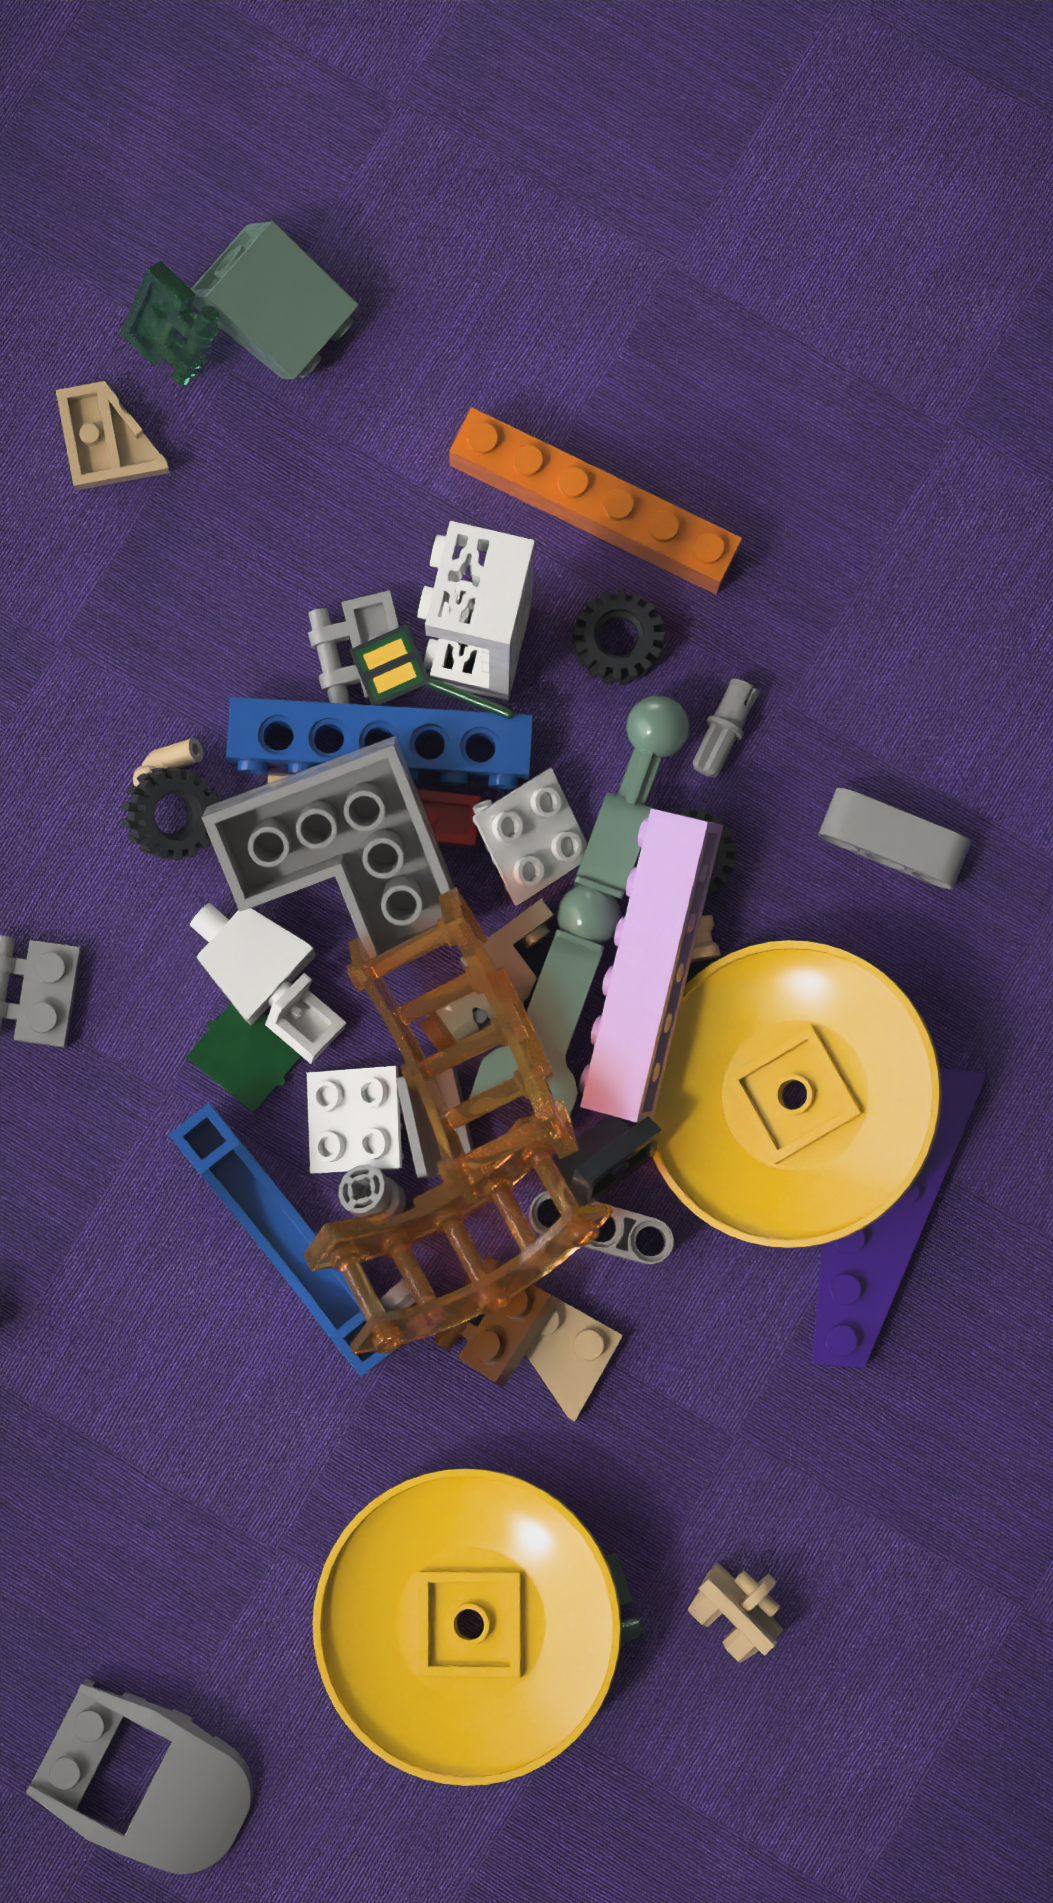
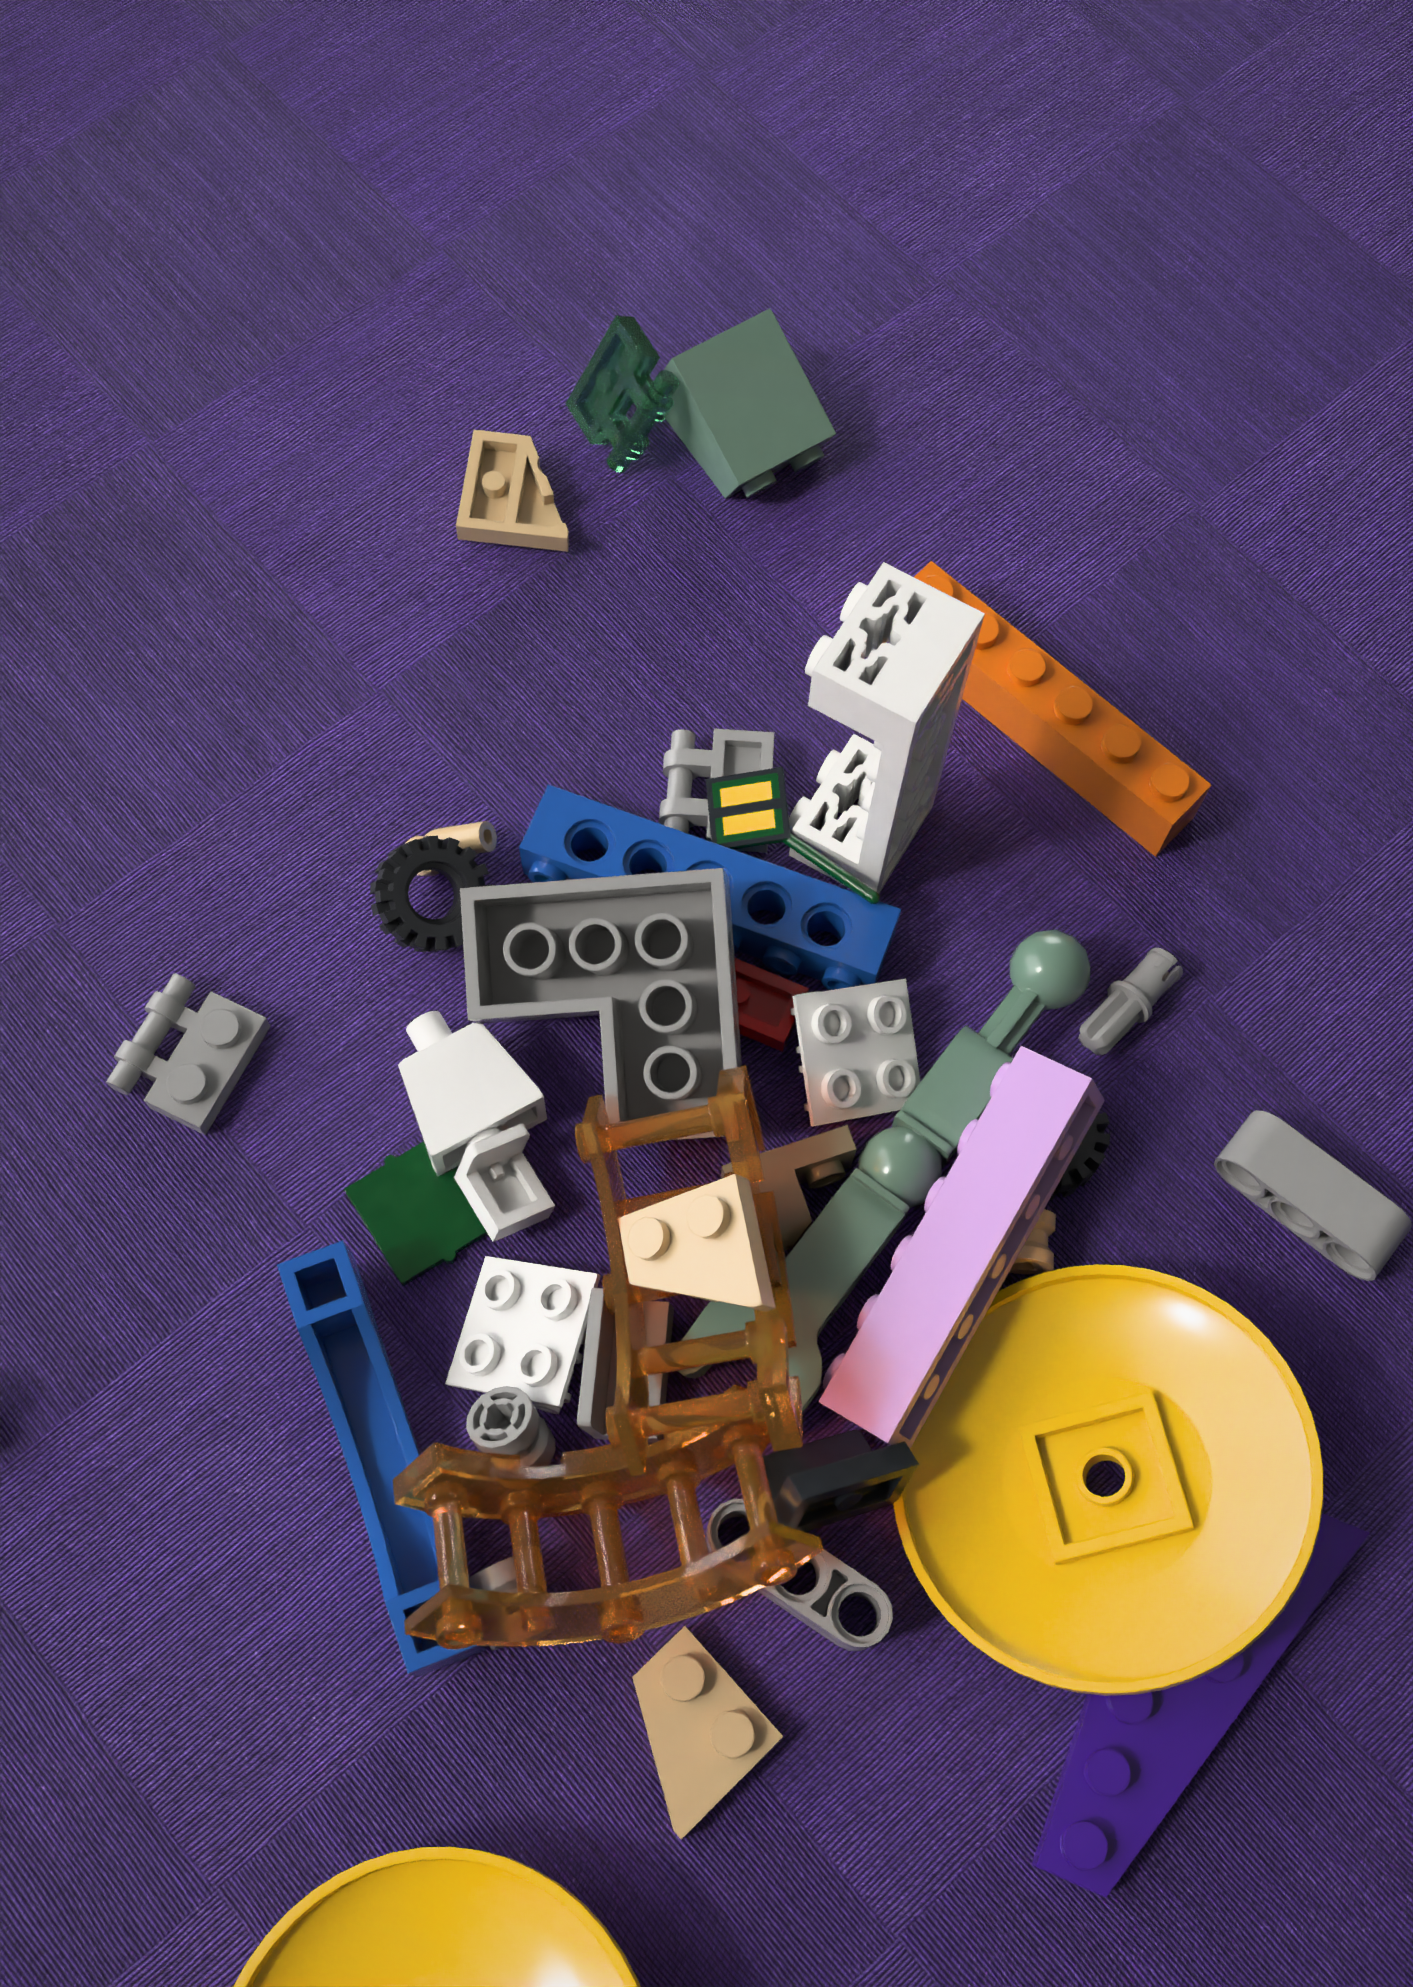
camera: 20 degrees right, 15 degrees down
(465, 1031) = (700, 1246): none -> wing
(503, 1336) = (621, 1679): reddish brown plate -> none
(618, 607) = (1039, 833): black tyre -> none

